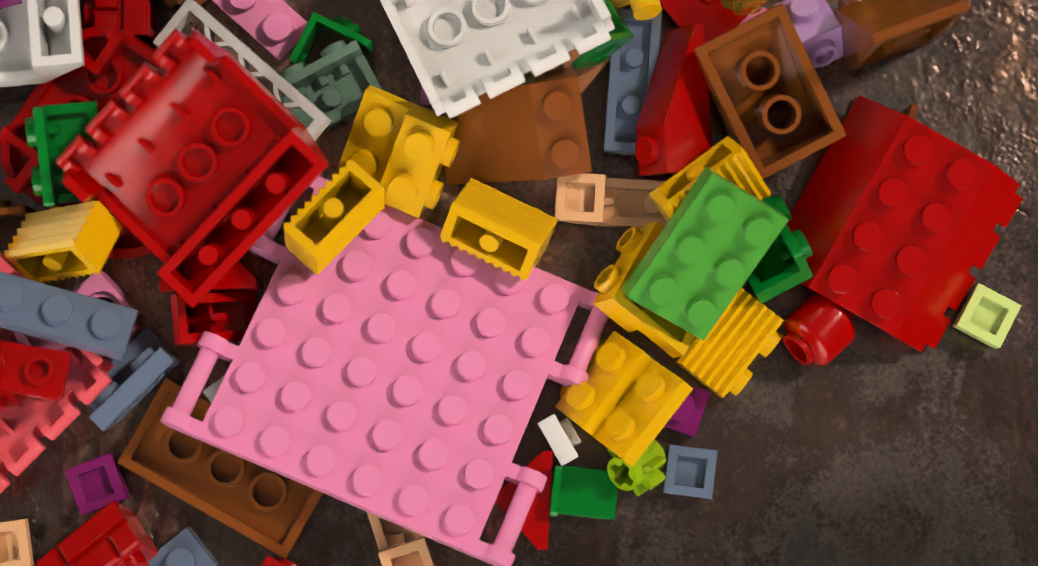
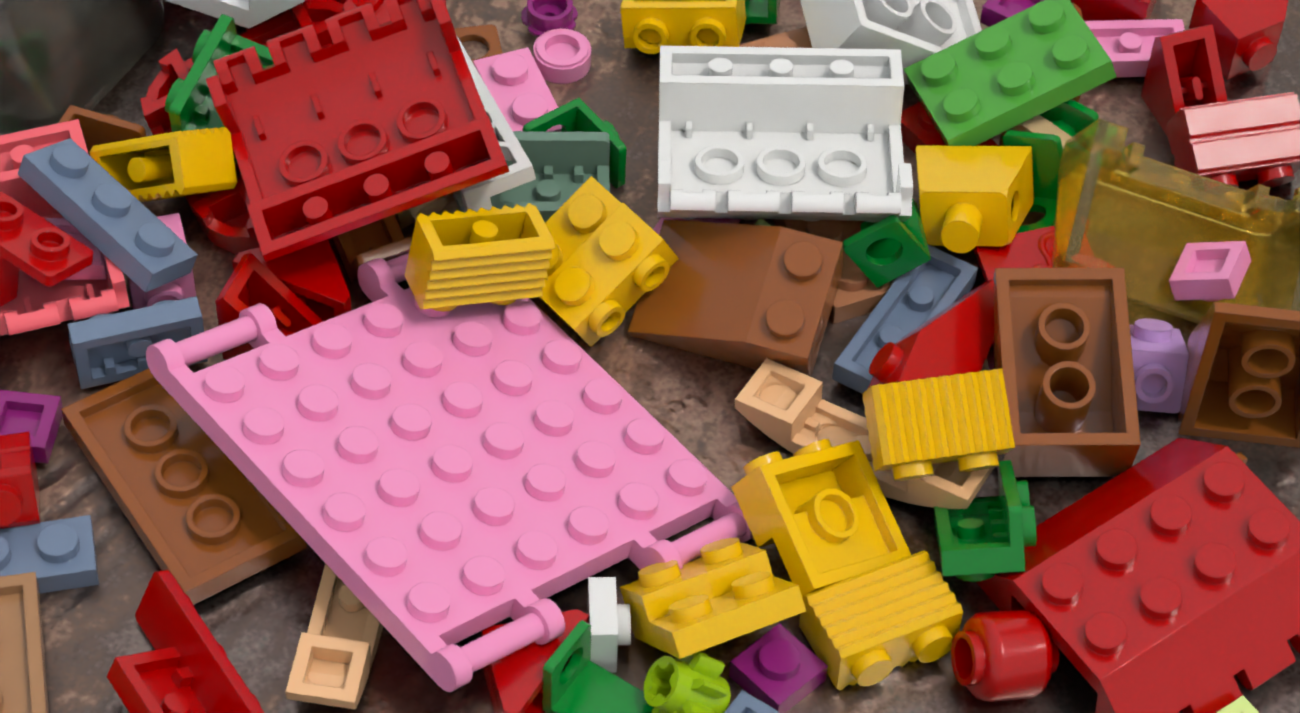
camera: 20 degrees right, 35 degrees down
(498, 228) = (663, 372): yellow brick -> none
(704, 254) = (898, 467): bright green plate -> none

